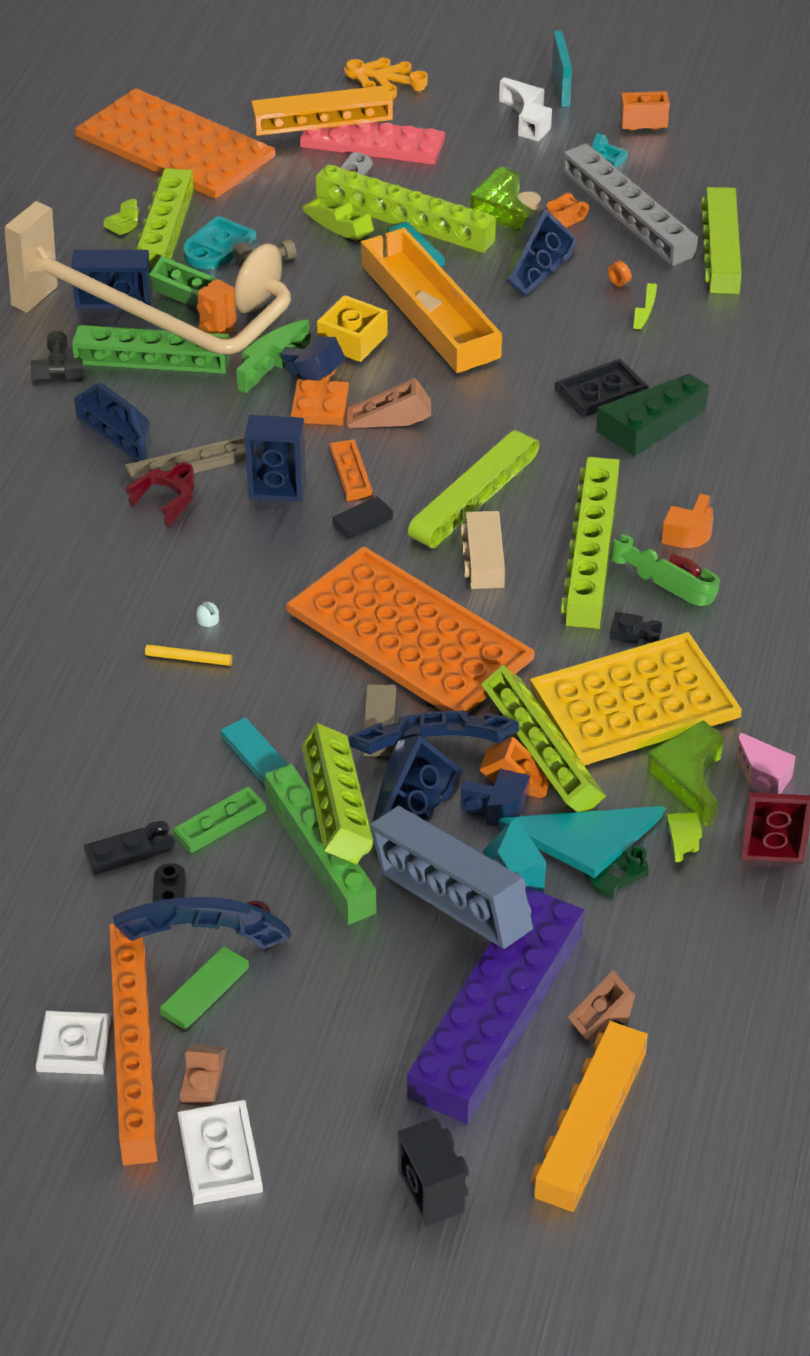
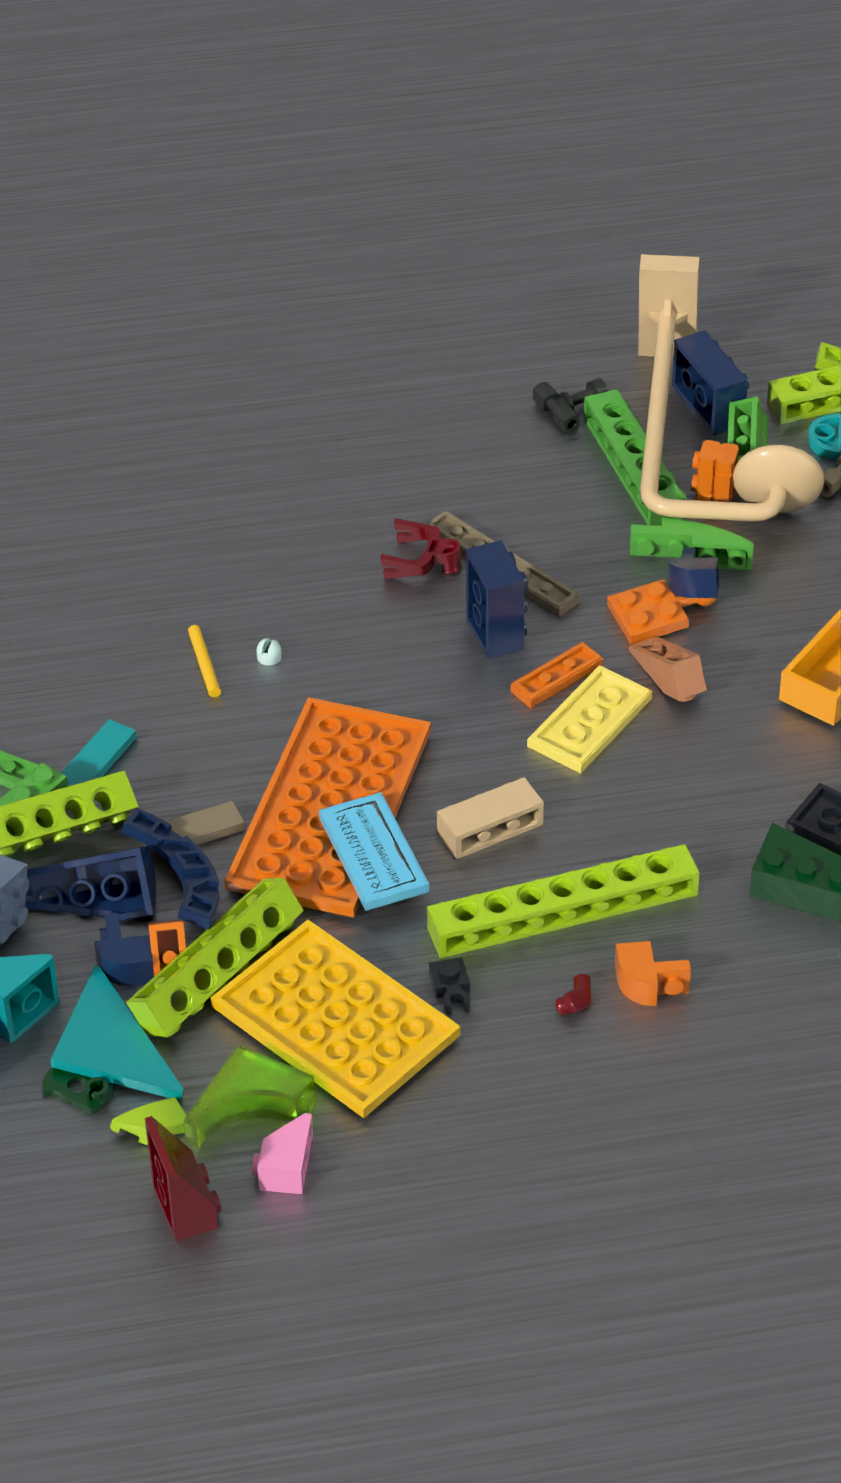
camera: 65 degrees right, 0 degrees up
(115, 420) = (497, 483): dark blue wedge -> none
(355, 325) = (773, 585): yellow brick -> none
(362, 517) = (487, 710): black tile -> none
(407, 468) = (589, 719): none -> light yellow tile
(473, 488) = (589, 776): lime beam -> none
(486, 617) = (373, 851): none -> medium azure tile
(666, 574) = (534, 1014): bright green piece -> none

